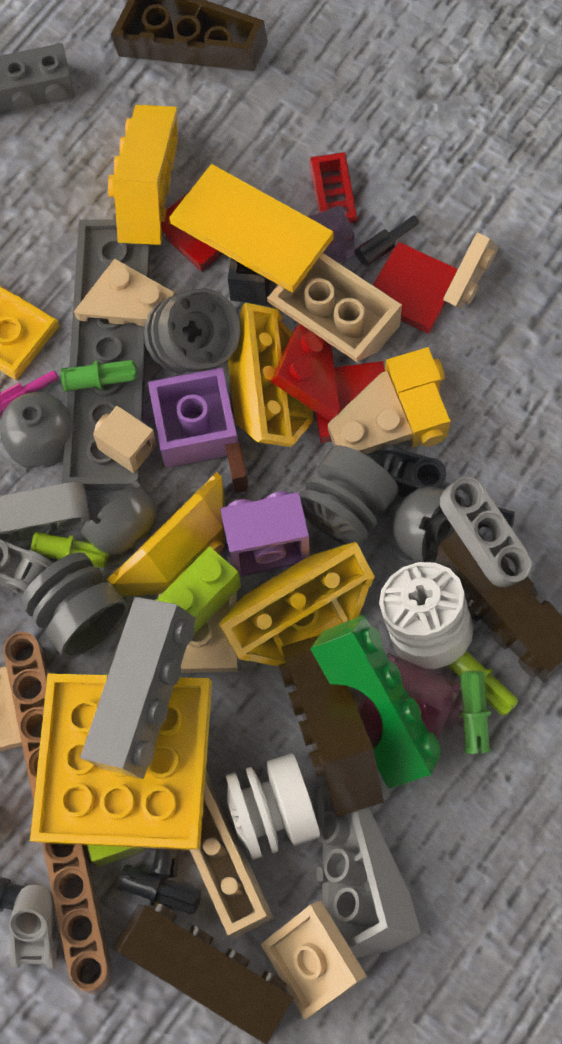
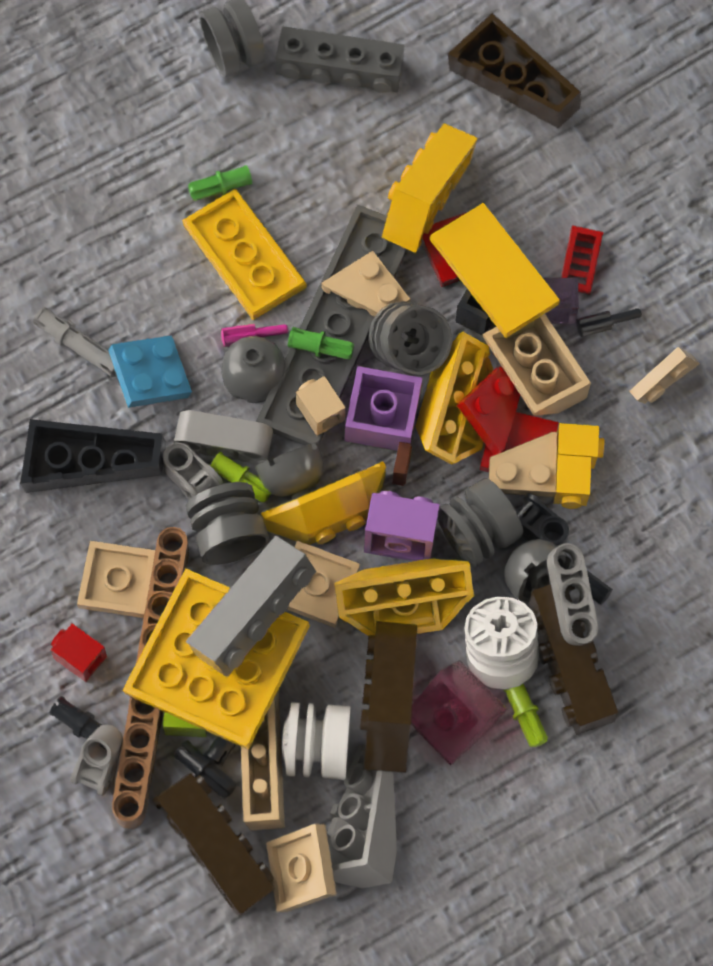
camera: 15 degrees right, 0 degrees up
(203, 587) = (333, 550): lime brick -> none
(355, 658) = (428, 651): green arch -> none
(417, 284) = (613, 369): red tile -> none
(474, 712) = (508, 733): bright green axle -> none

